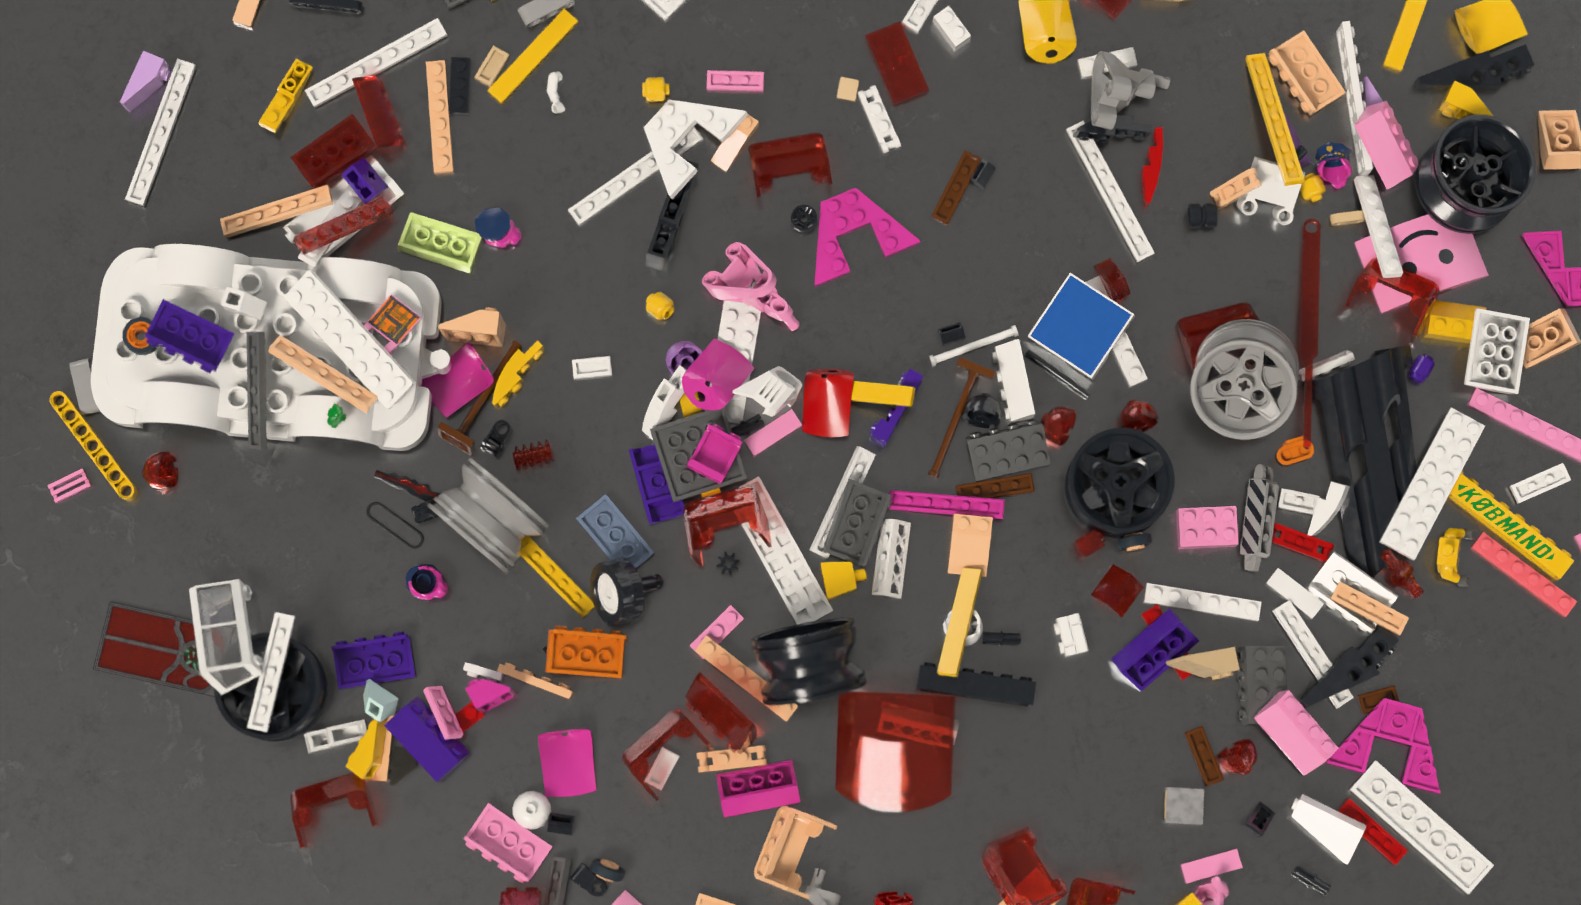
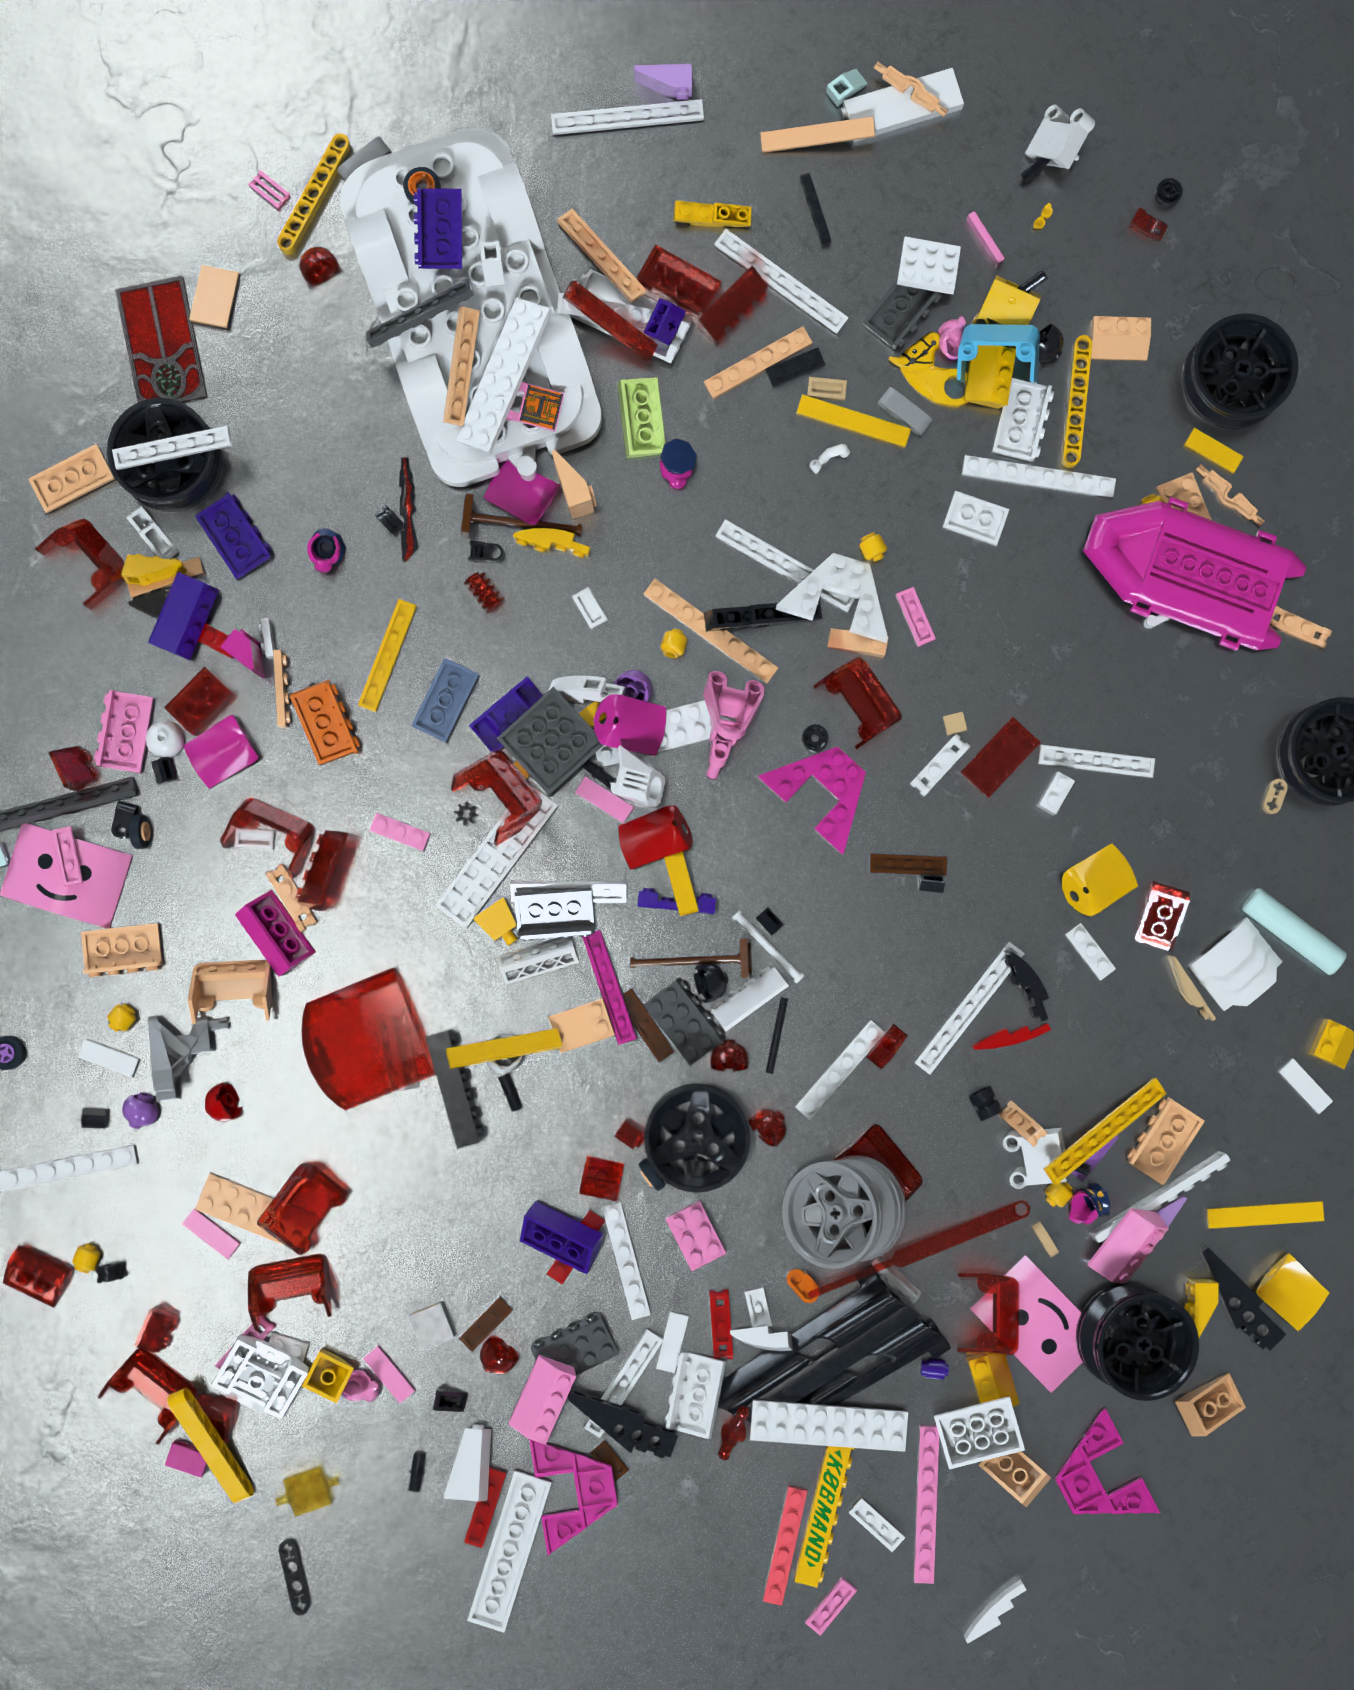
camera: 65 degrees right, 5 degrees up
(143, 580) = (214, 296): none -> light nougat tile
(224, 634) = (189, 389): windscreen -> none
(249, 788) = (71, 478): none -> light nougat plate
(335, 416) = (427, 396): green plant -> none
(378, 701) = (197, 557): light aqua slope -> none
(392, 533) = (358, 495): black piece -> none
(443, 712) = (214, 619): bright pink tile -> none
(488, 515) = (403, 576): light grey wheel -> none
(512, 760) = (199, 701): none -> clear red brick
(620, 590) = (393, 727): black wheel -> none
(676, 262) = (721, 639): none -> light nougat plate
(715, 453) = (556, 756): dark pink panel -> none
(739, 674) = (368, 877): light nougat plate -> none
(808, 661) = (402, 927): black wheel -> none
(1071, 635) = (541, 1154): white brick -> none
(1081, 326) = (829, 1037): blue tile -> none
(1112, 96) = (1063, 969): light grey connector -> none
(1208, 664) = (572, 1296): tan slope -> none
(1259, 517) = (726, 1279): light grey hinge -> none
(1369, 608) = (686, 1417): light nougat plate -> none
(1378, 226) = (1048, 1271): white plate -> none
(1449, 555) = (772, 1469): yellow torso -> none

